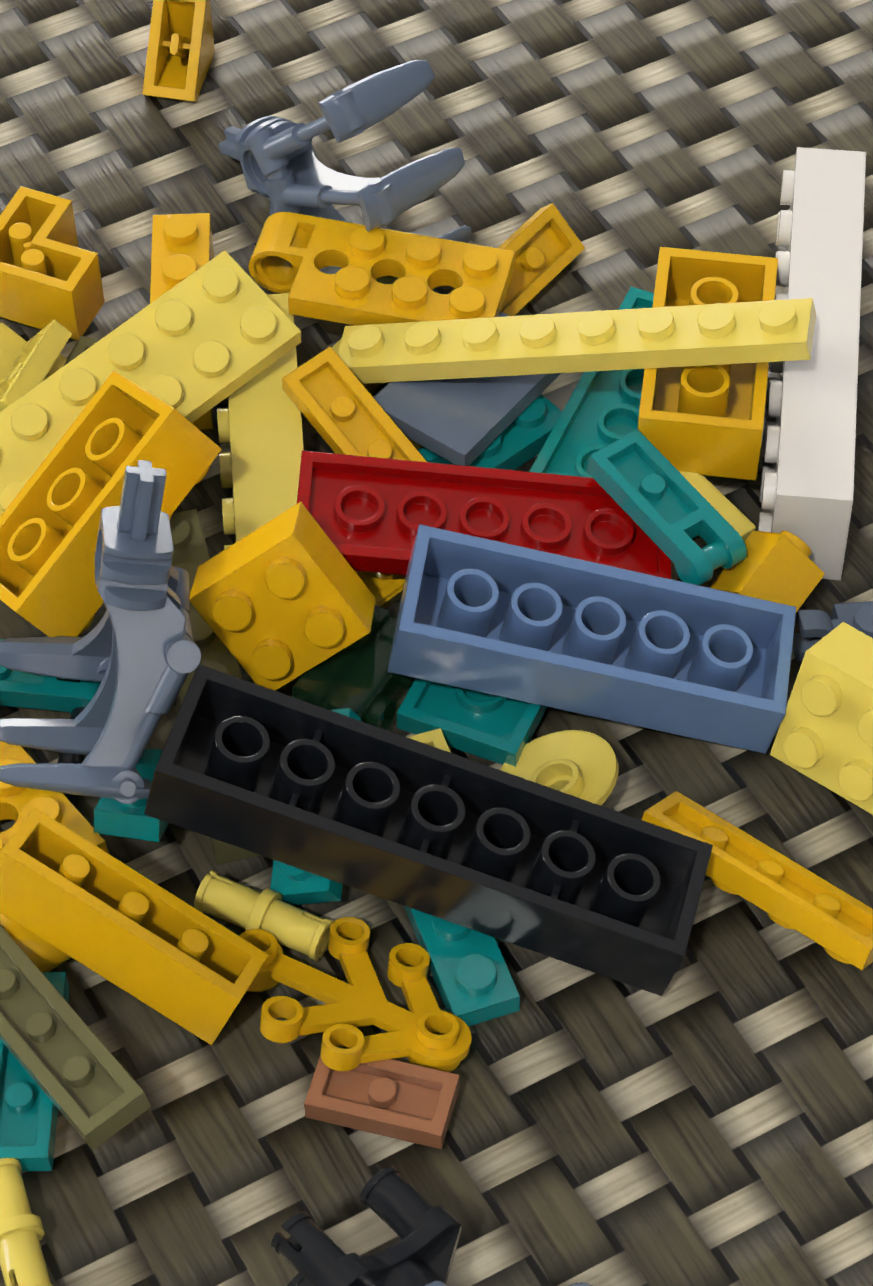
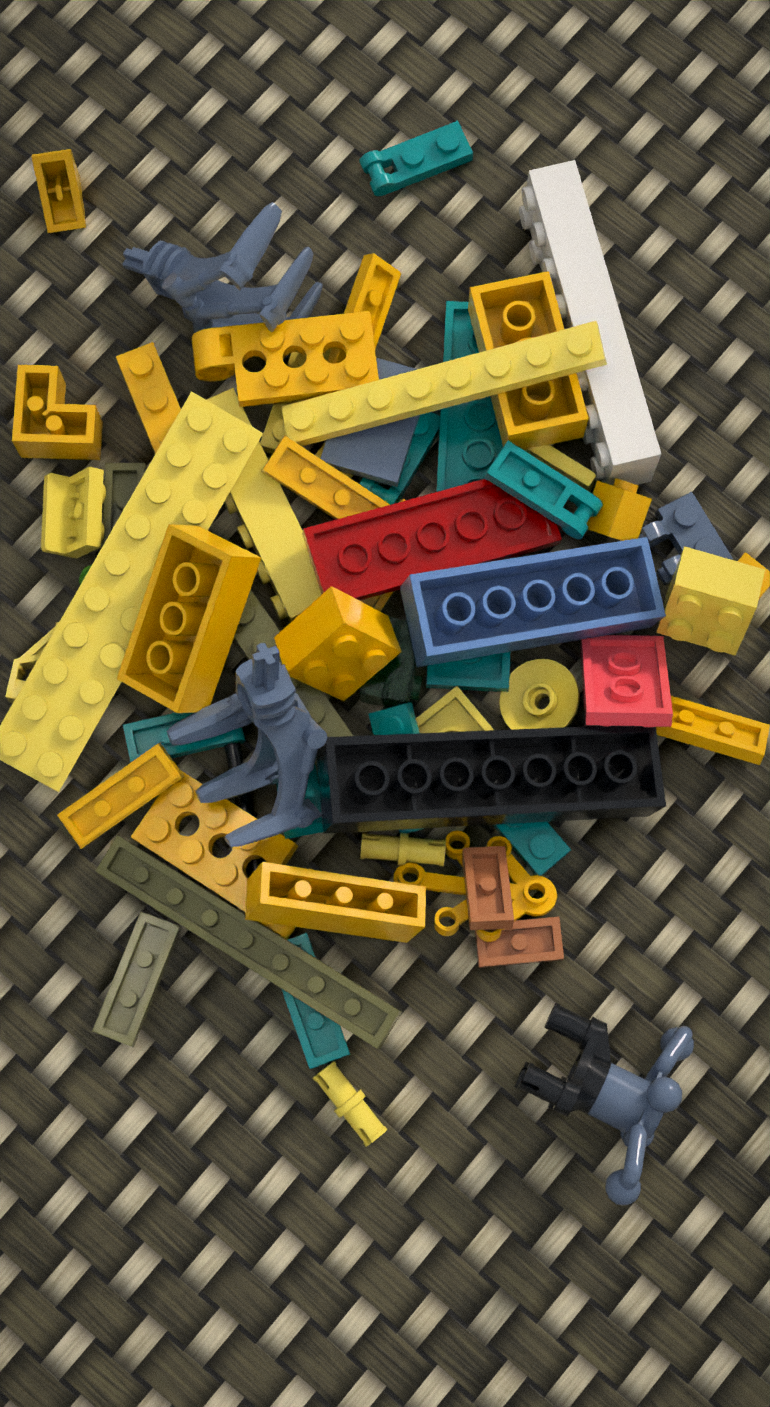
camera: 20 degrees left, 25 degrees up
(360, 986) = (487, 888): none -> nougat plate
(661, 139) = (417, 159): none -> teal plate
(689, 783) = (626, 681): none -> coral plate

